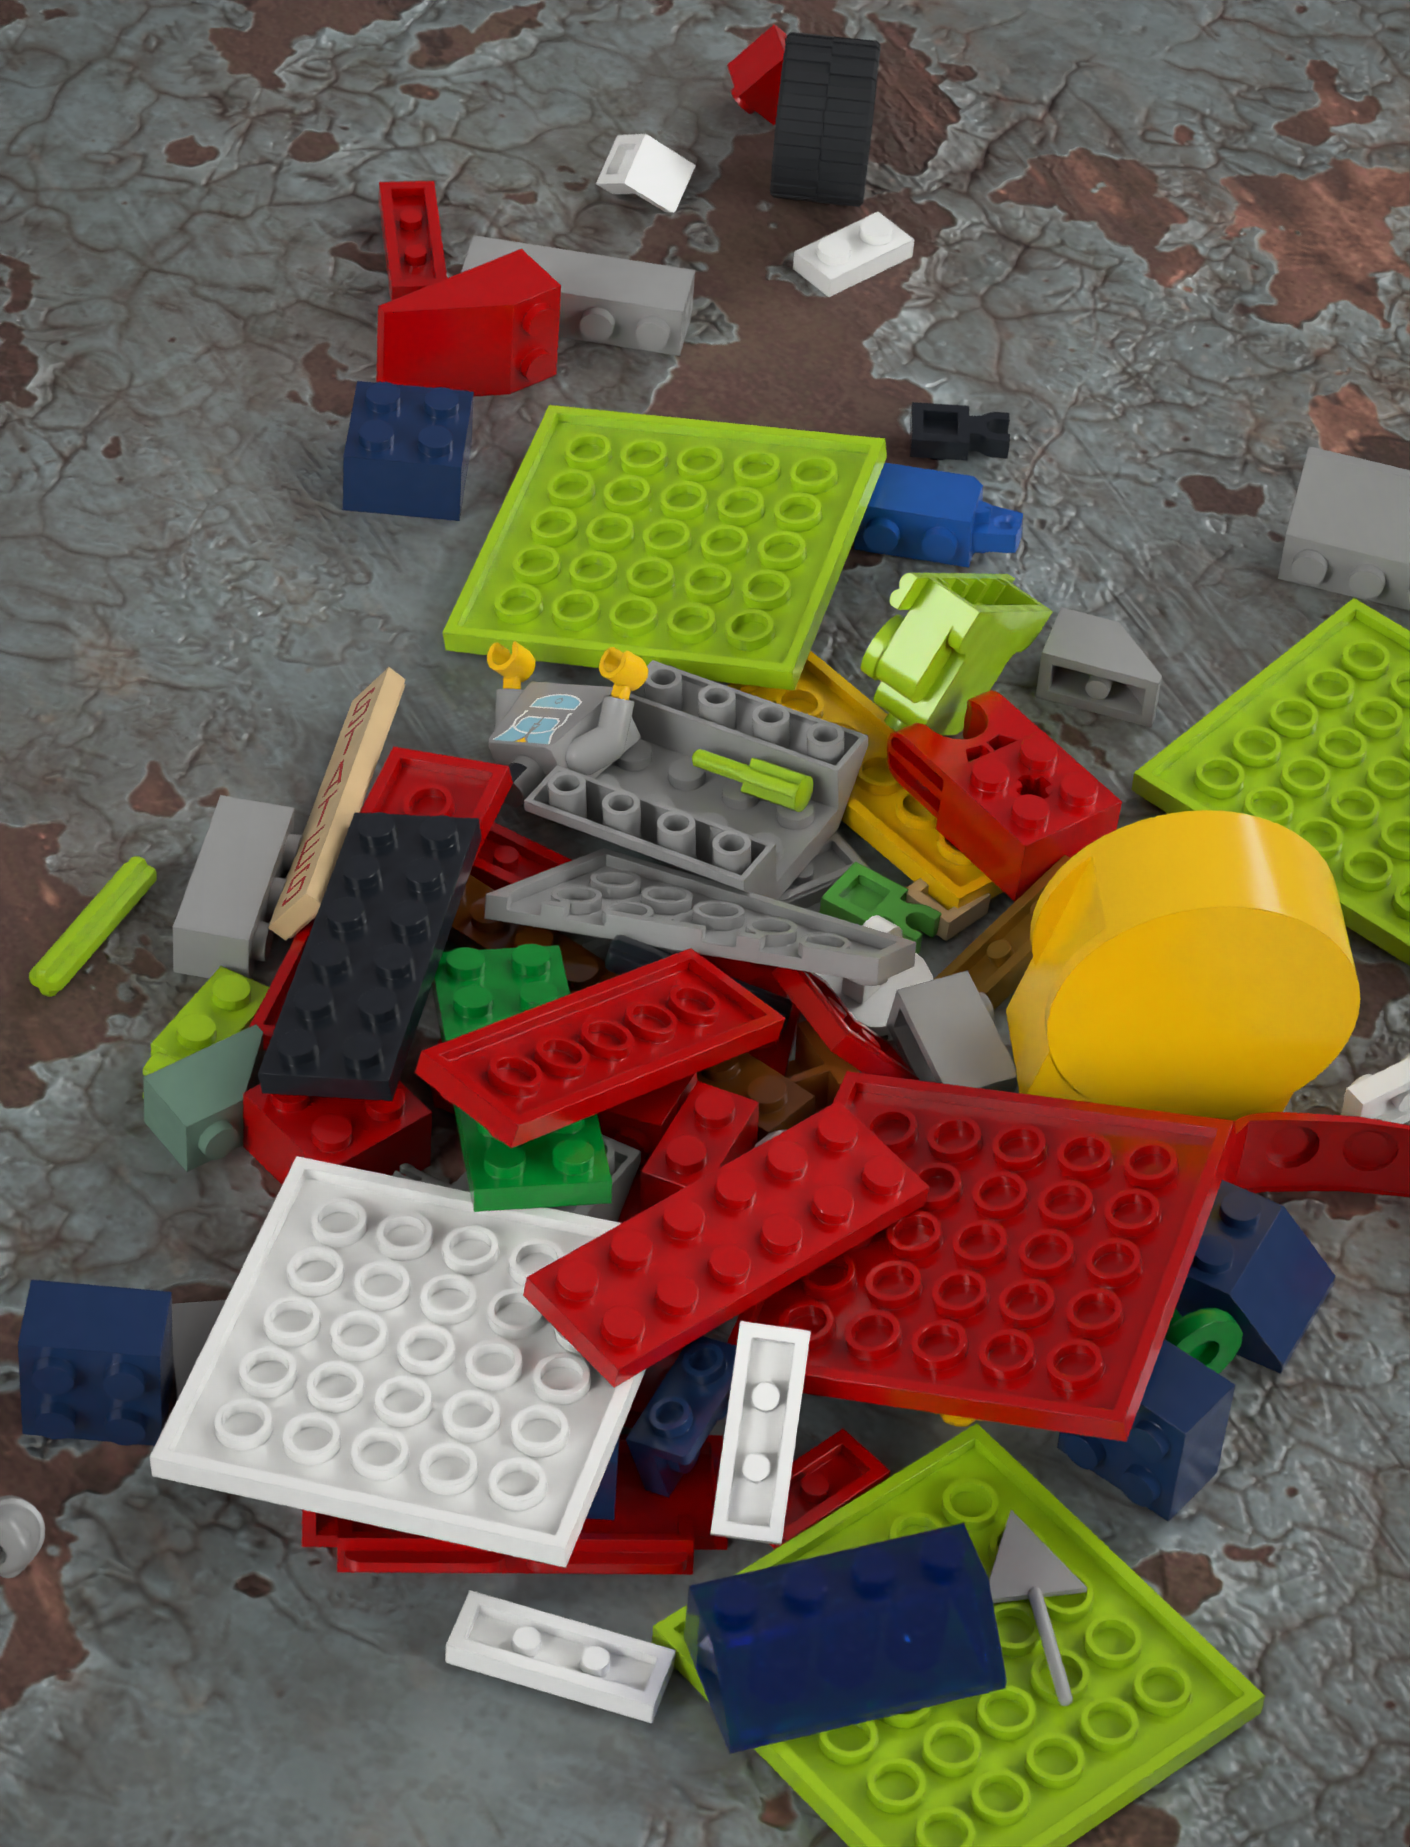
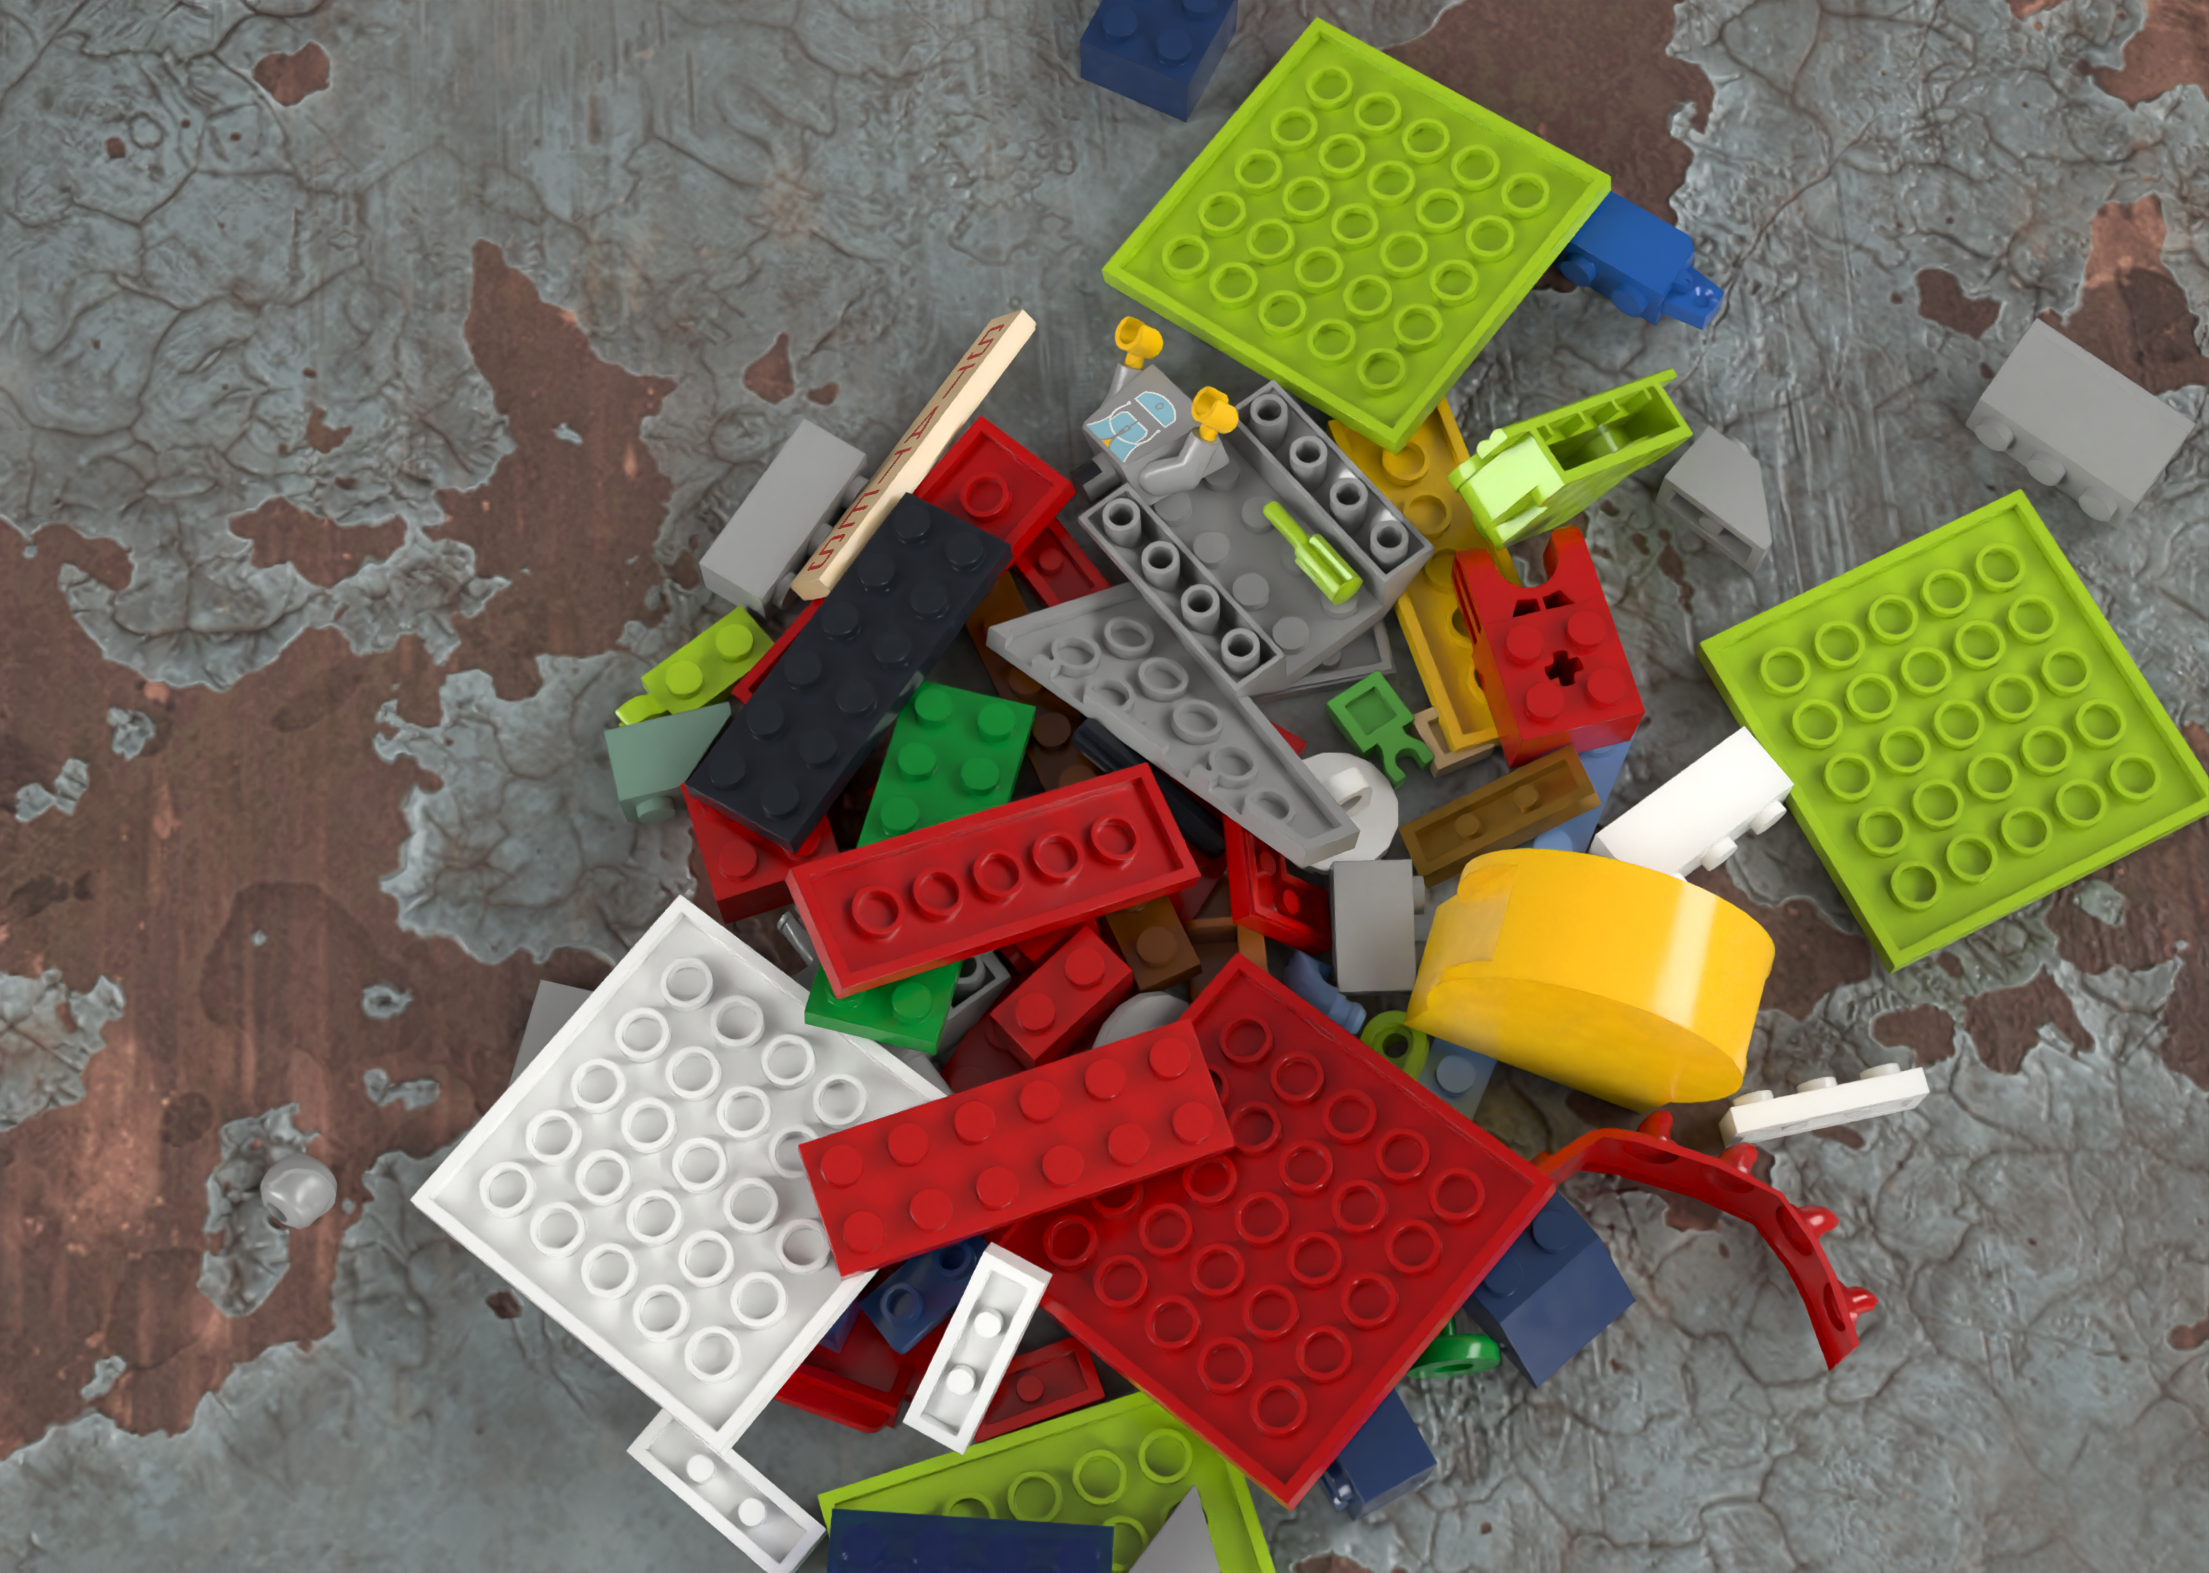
camera: 25 degrees right, 25 degrees up
(92, 926) = (647, 519): lime axle -> none
(95, 1362) = (432, 1045): dark blue brick -> none
(950, 432) = (1703, 152): black plate -> none

